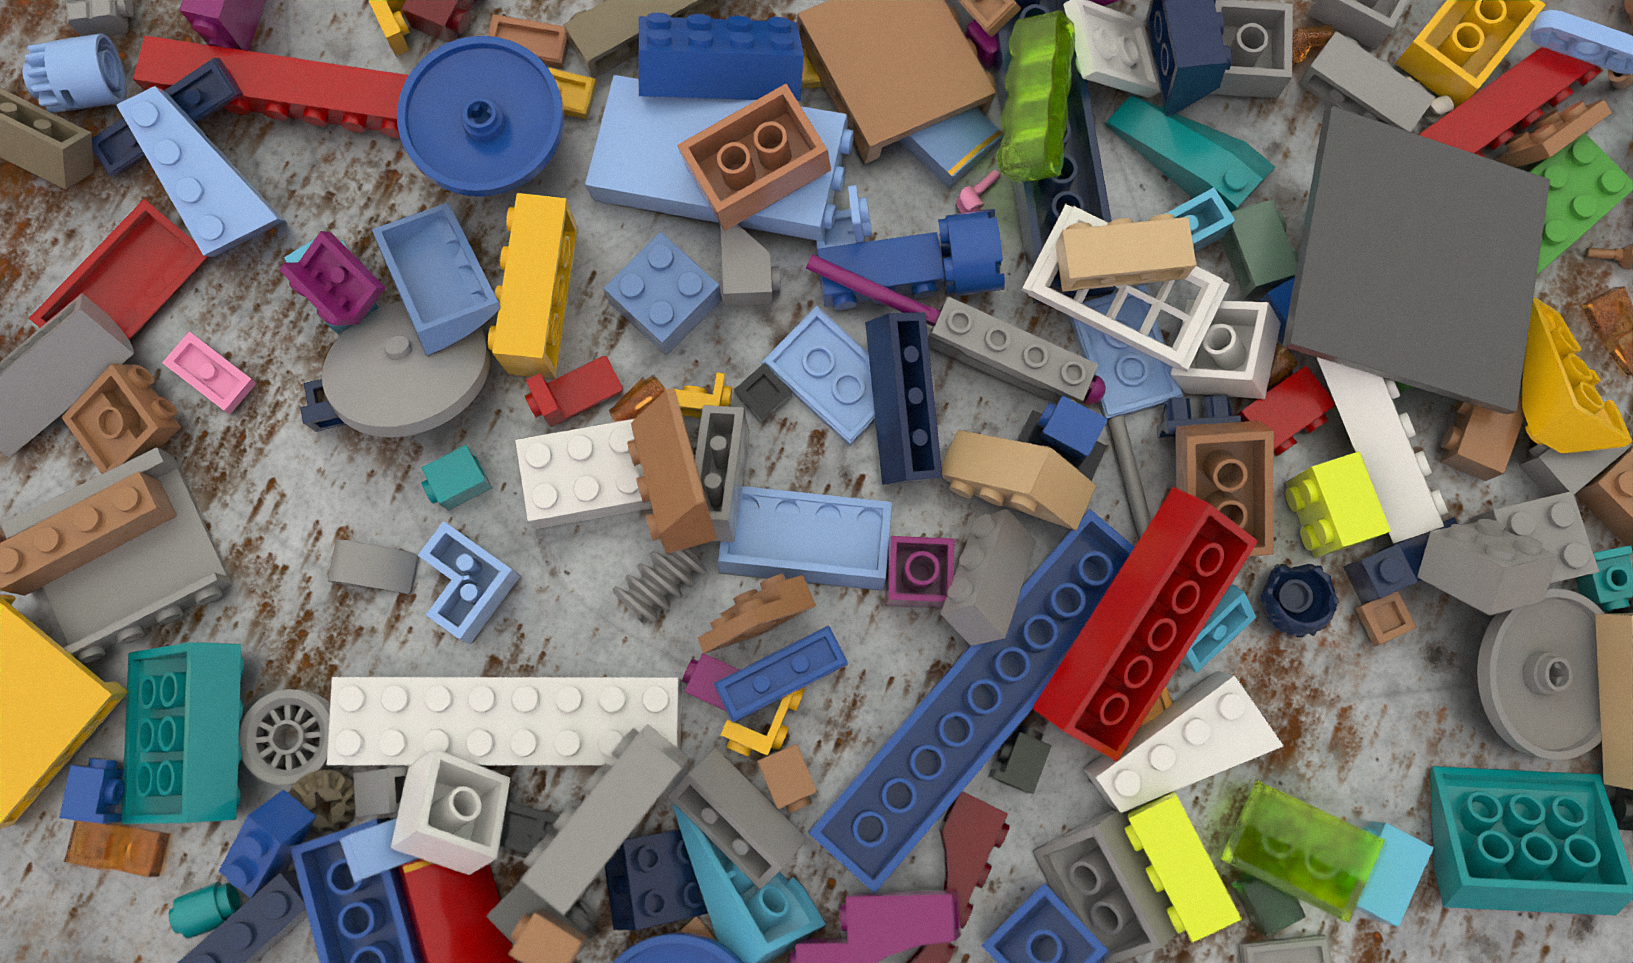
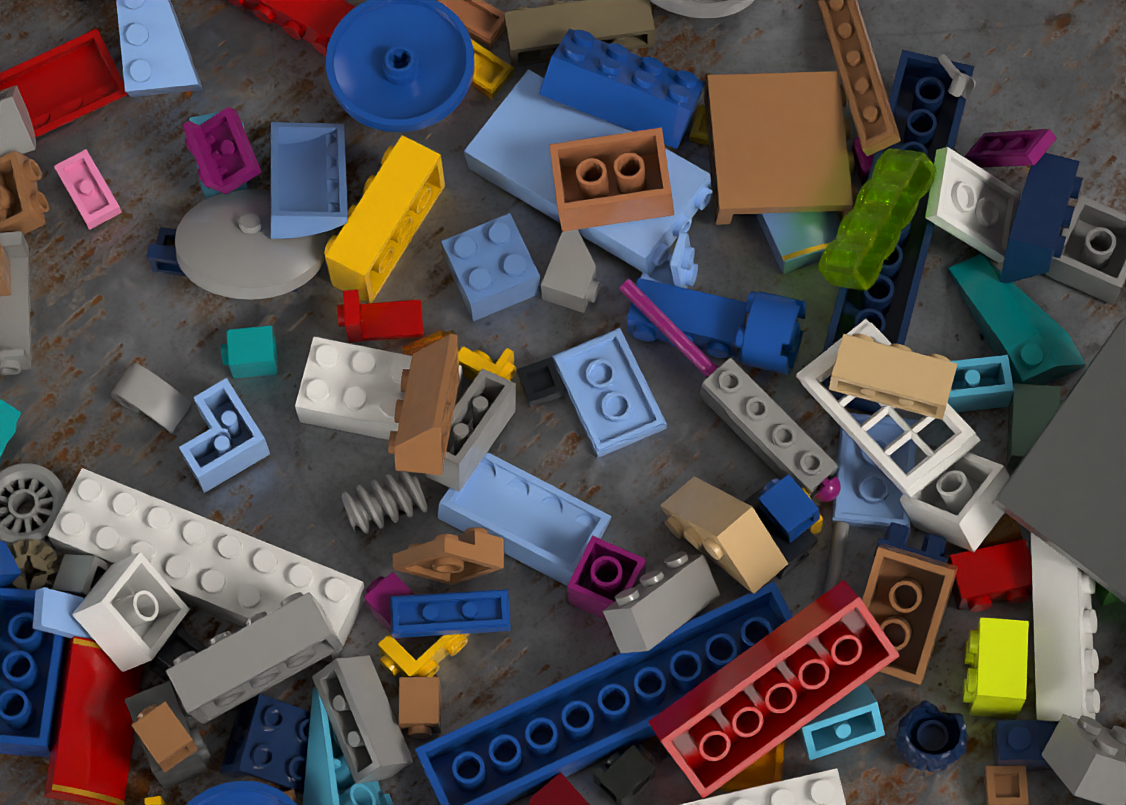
camera: 30 degrees right, 10 degrees down
(903, 398) = (656, 430): dark blue brick -> none
(969, 197) = (795, 285): bright pink hand -> none

